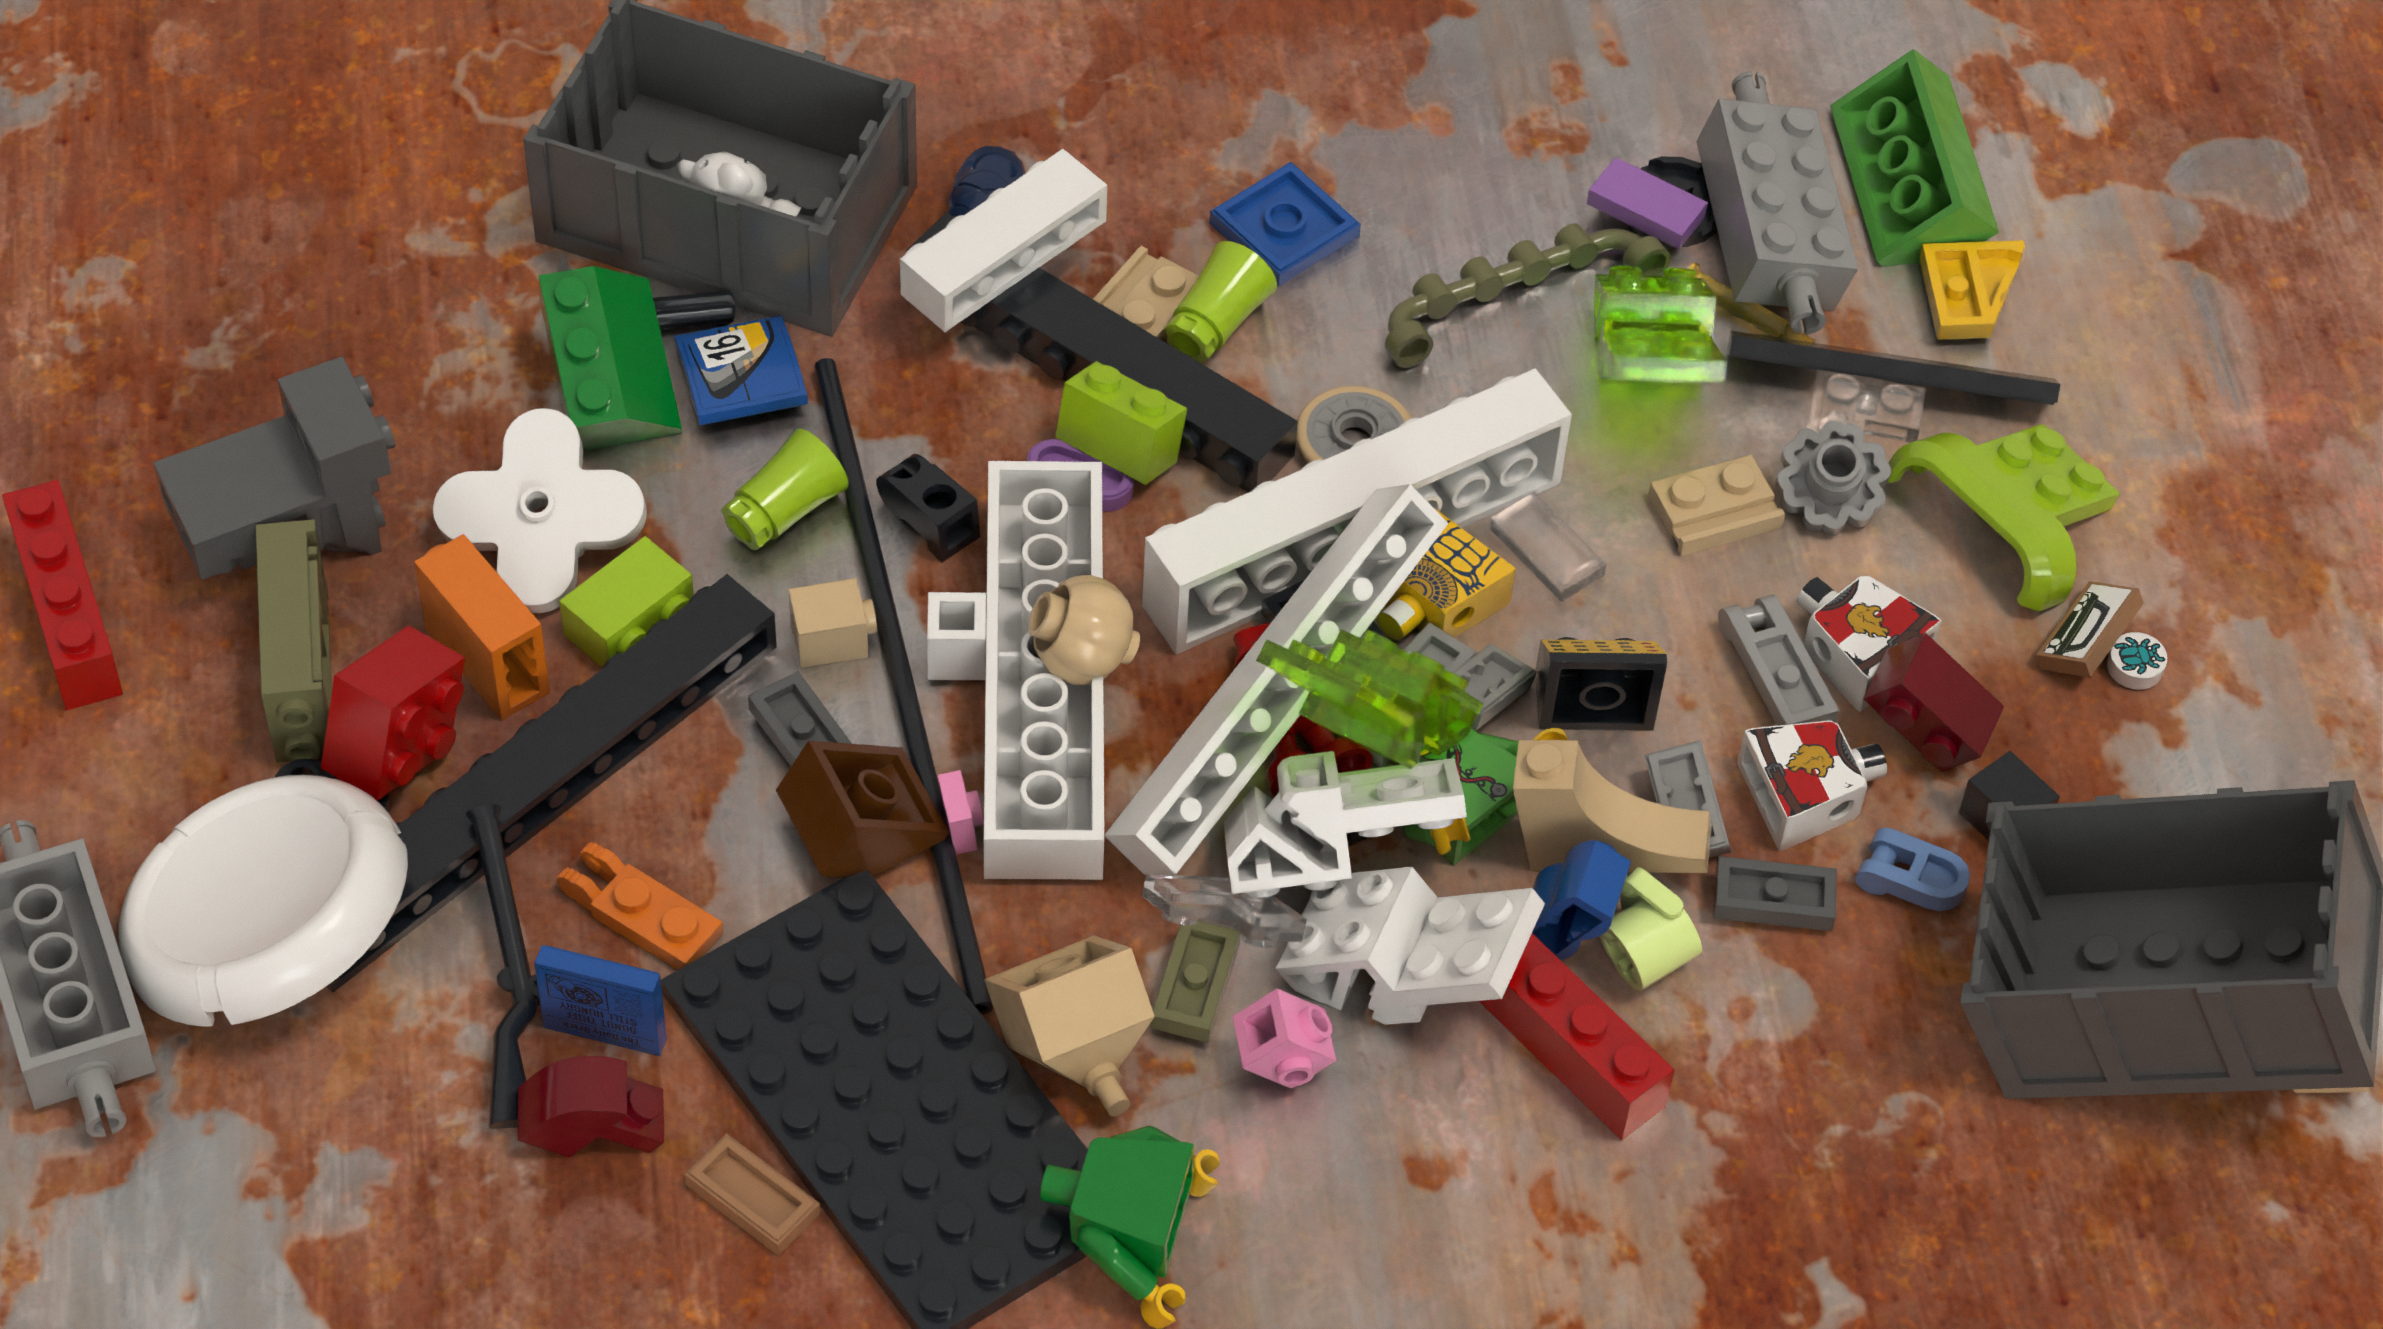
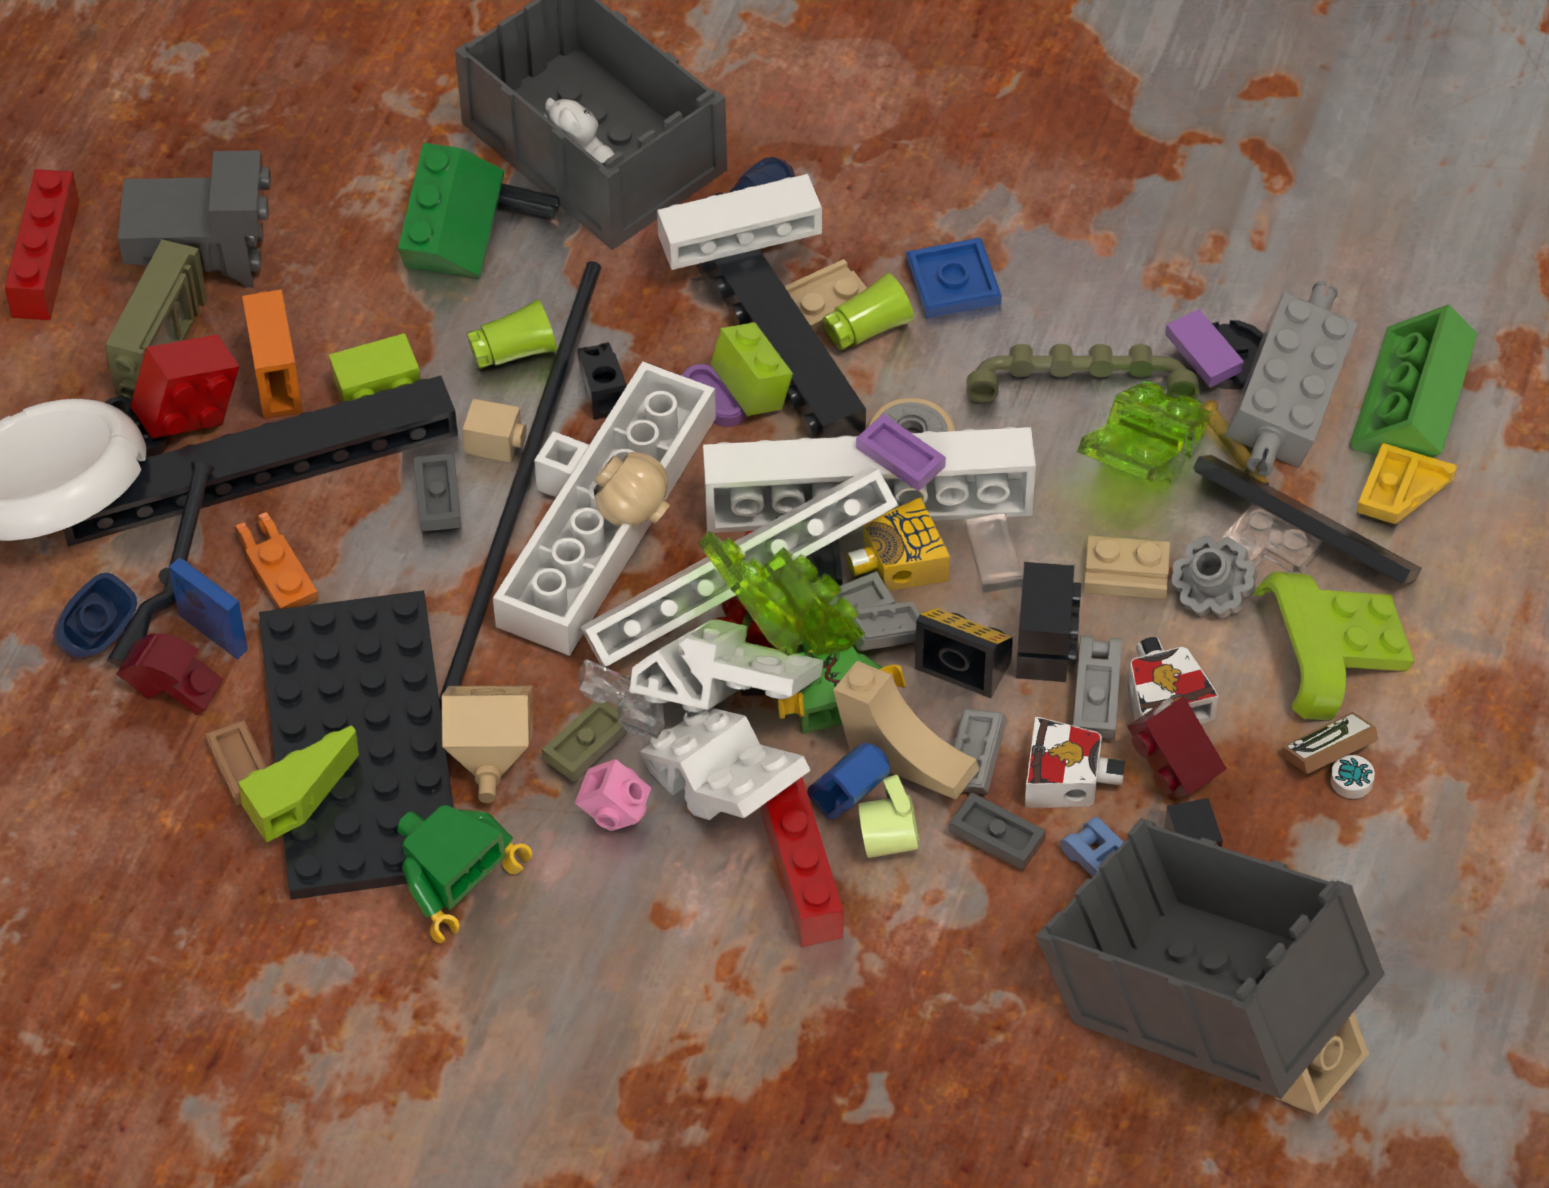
camera: 30 degrees right, 0 degrees up
(443, 1075) = (94, 617): none -> dark blue piece
(541, 470) = (352, 293): white plant -> none
(741, 370) = (536, 250): blue slope -> none
(859, 807) = (439, 551): reddish brown slope -> none
(861, 1206) = (294, 787): none -> lime slope
(962, 811) = (497, 571): bright pink plate -> none
(1402, 456) = (900, 452): none -> medium lavender tile
(1684, 604) = (1048, 622): none -> black piece

